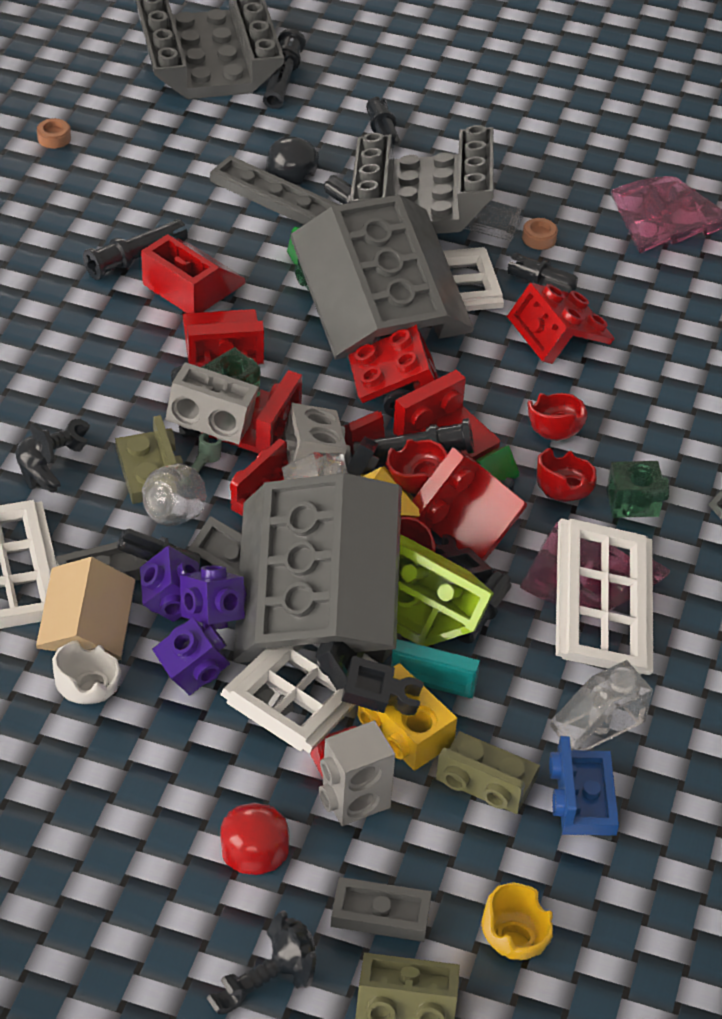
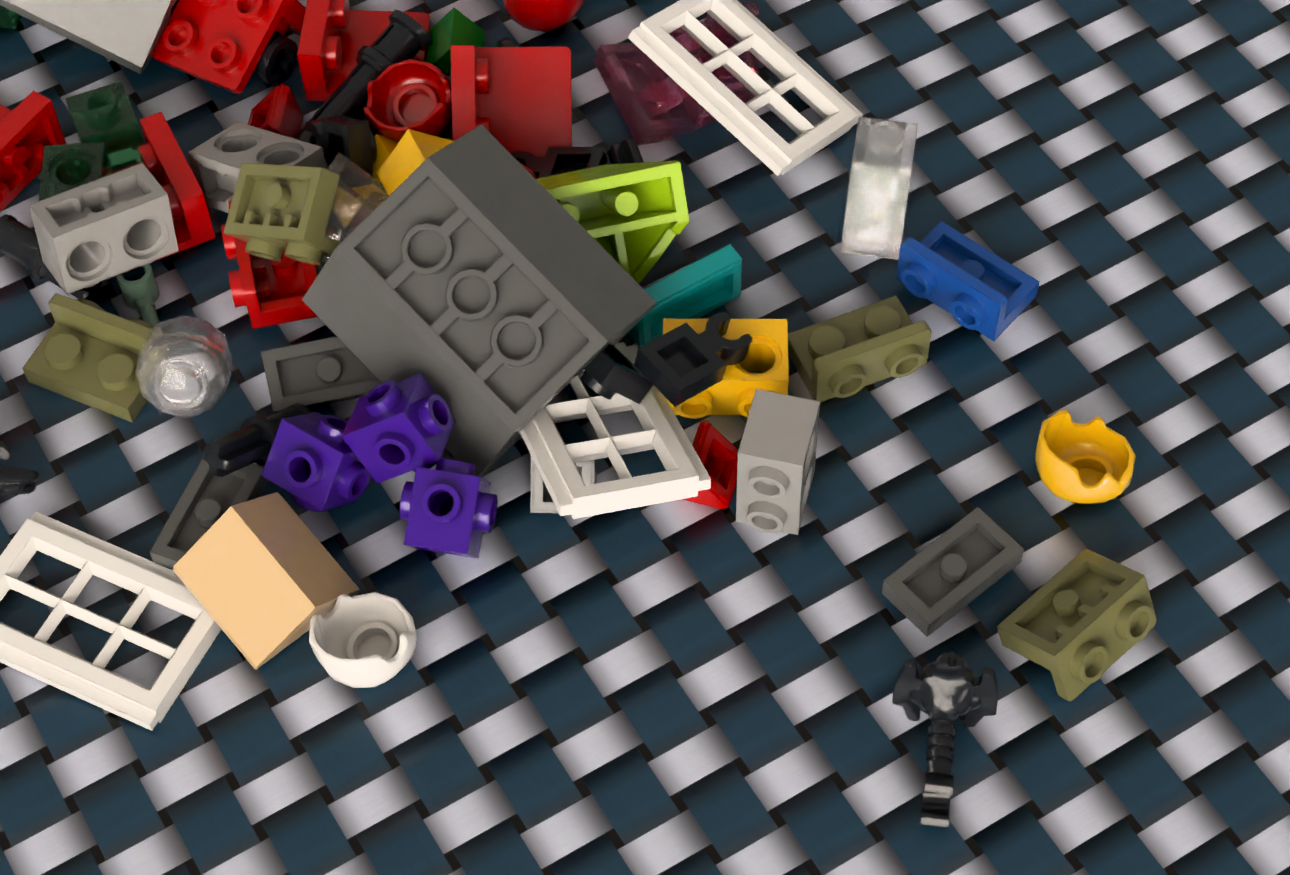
camera: 45 degrees left, 10 degrees up
(254, 838) = (748, 628): red hair -> none
(279, 358) = (108, 118): none -> clear green brick
(280, 453) = (283, 211): none -> olive bracket

